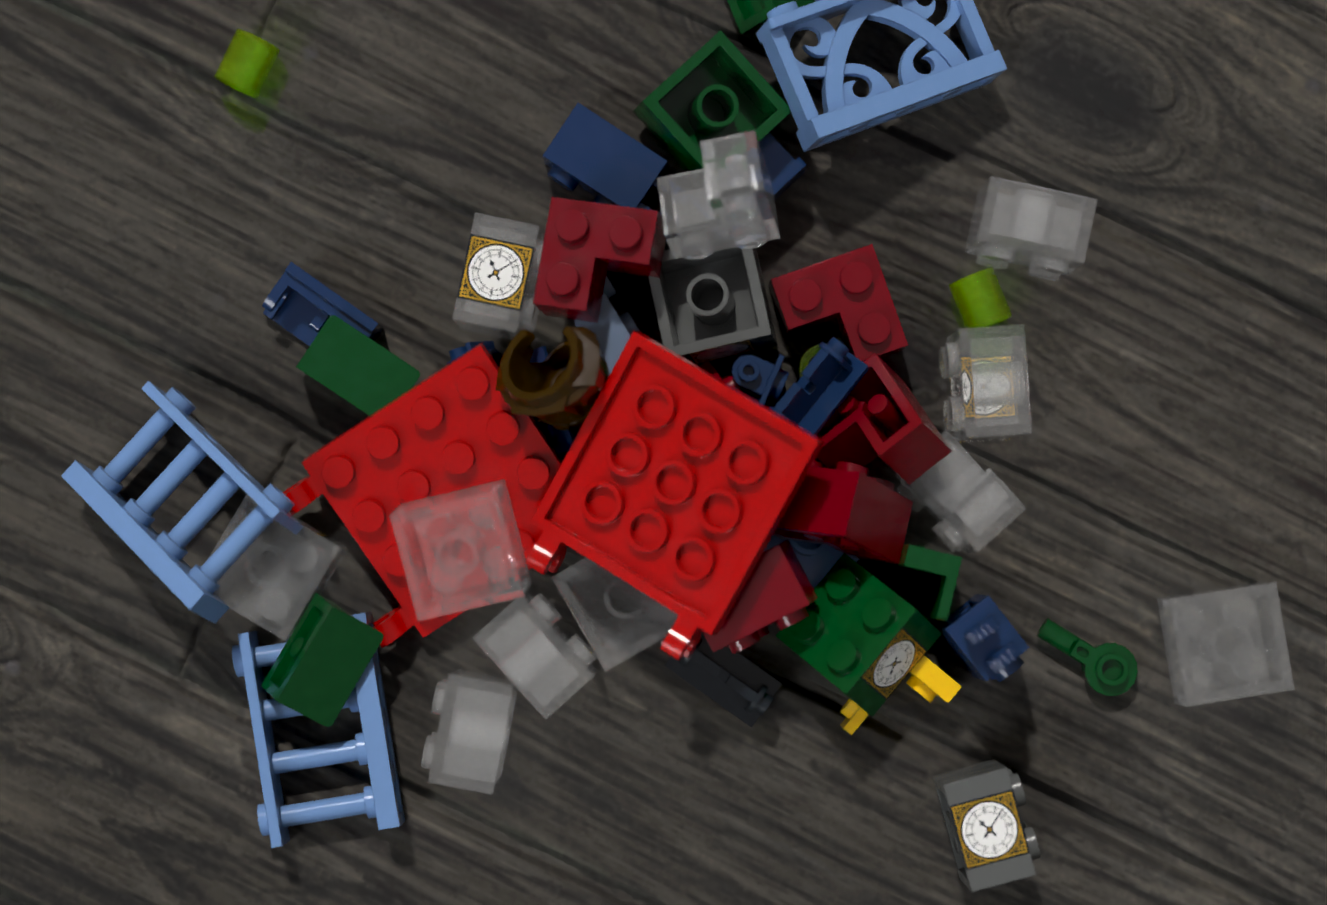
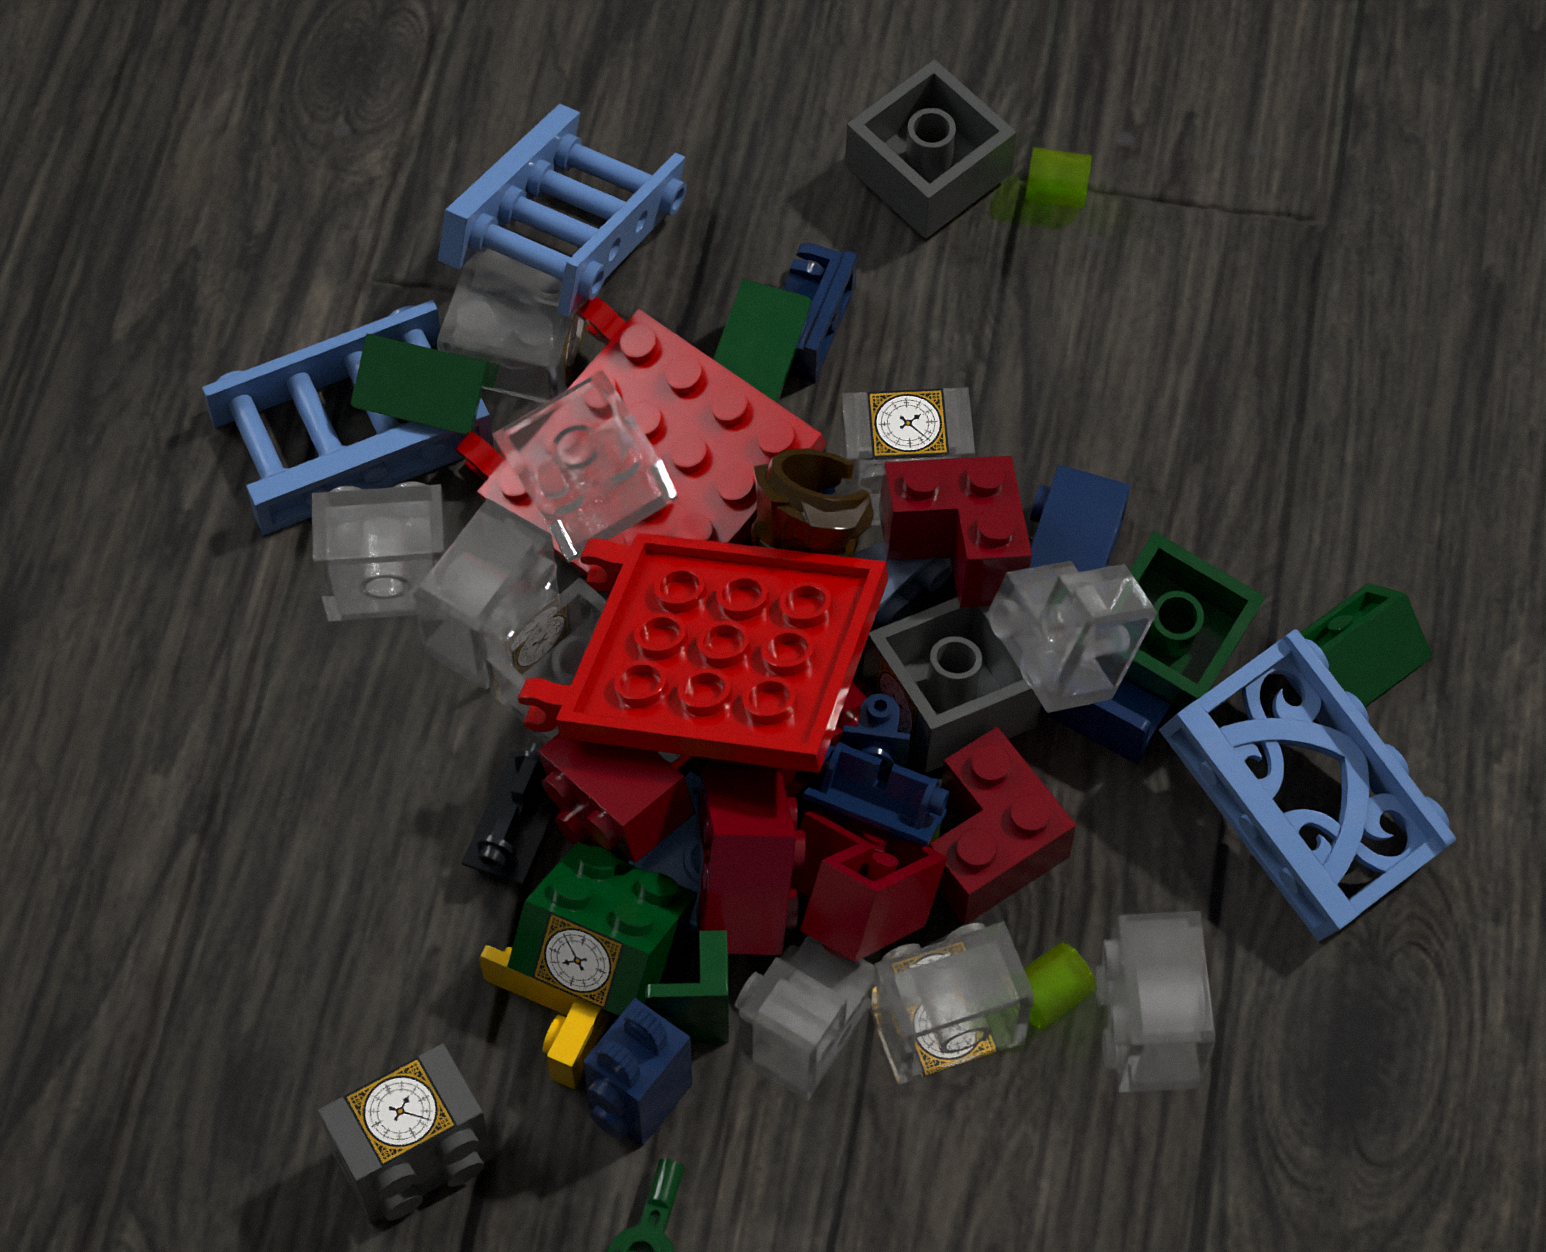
camera: 70 degrees right, 25 degrees down
(194, 166) = (930, 148): none -> dark grey brick

